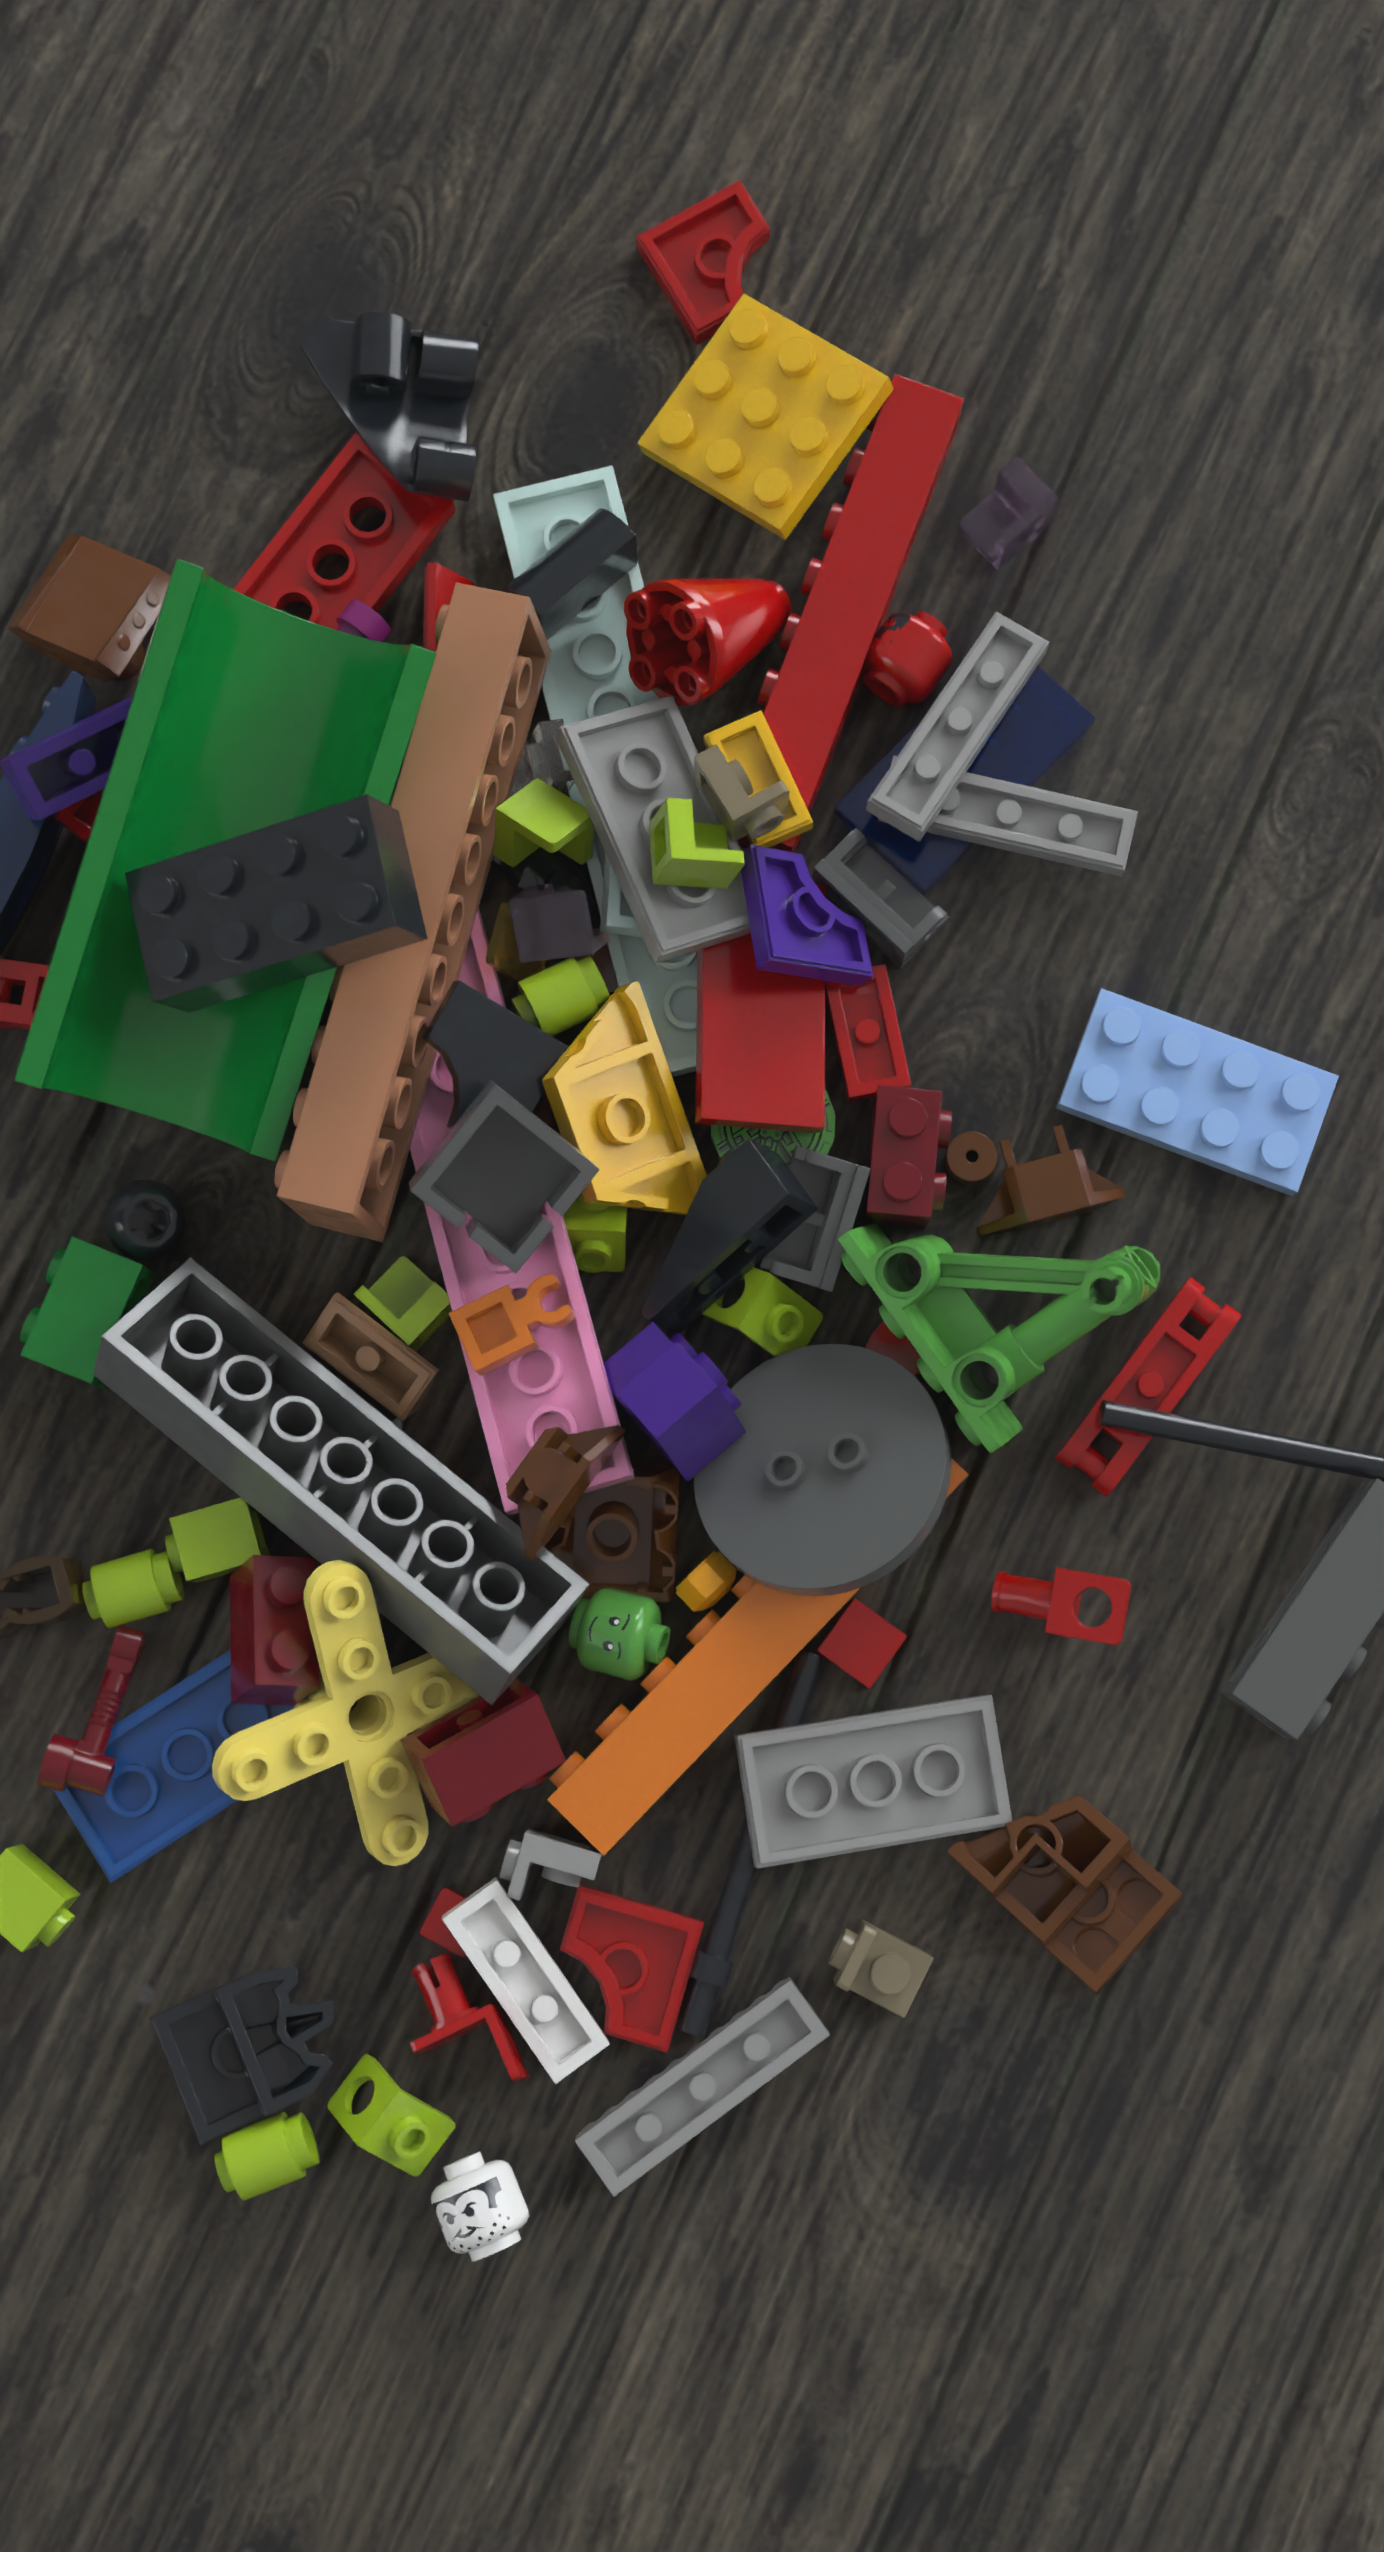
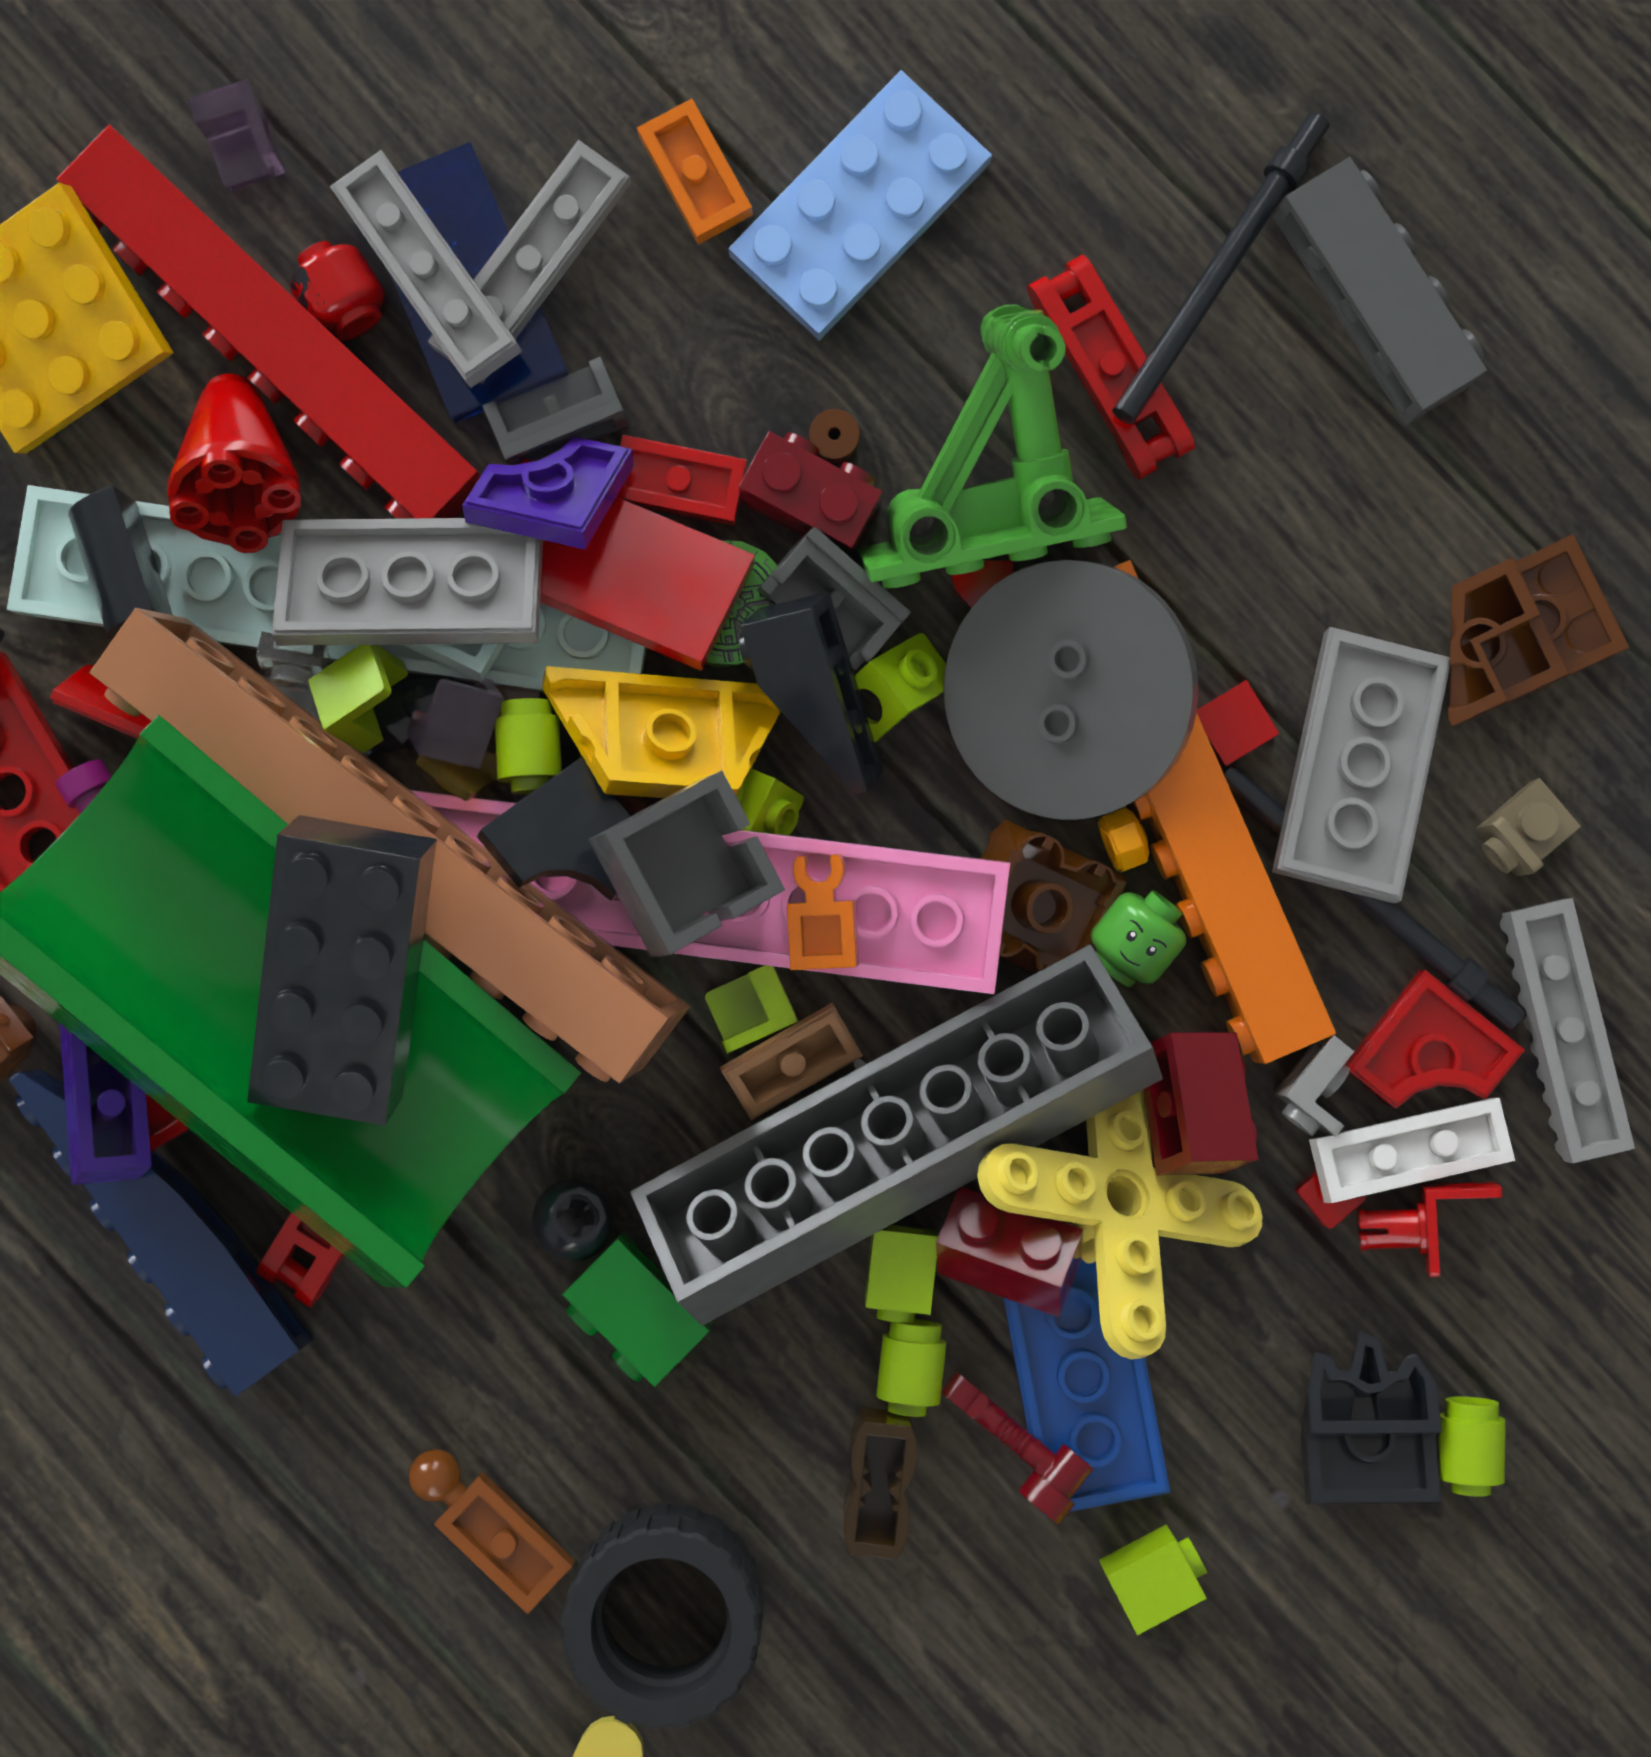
camera: 70 degrees left, 5 degrees up
(394, 2123) = (1492, 1319): lime bracket -> none
(479, 2206) = (1594, 1272): white head -> none
(555, 1479) = (988, 932): reddish brown piece -> none
(675, 1398) = (949, 798): dark purple brick -> none
(690, 851) = (445, 562): lime panel -> none
(728, 792) = (405, 505): dark tan bracket -> none
(756, 750) = (401, 475): yellow tile -> none
(1046, 1190) = (893, 382): reddish brown piece -> none
(1060, 1602) = (1276, 527): red bracket -> none
(1158, 929) = (695, 171): none -> orange plate

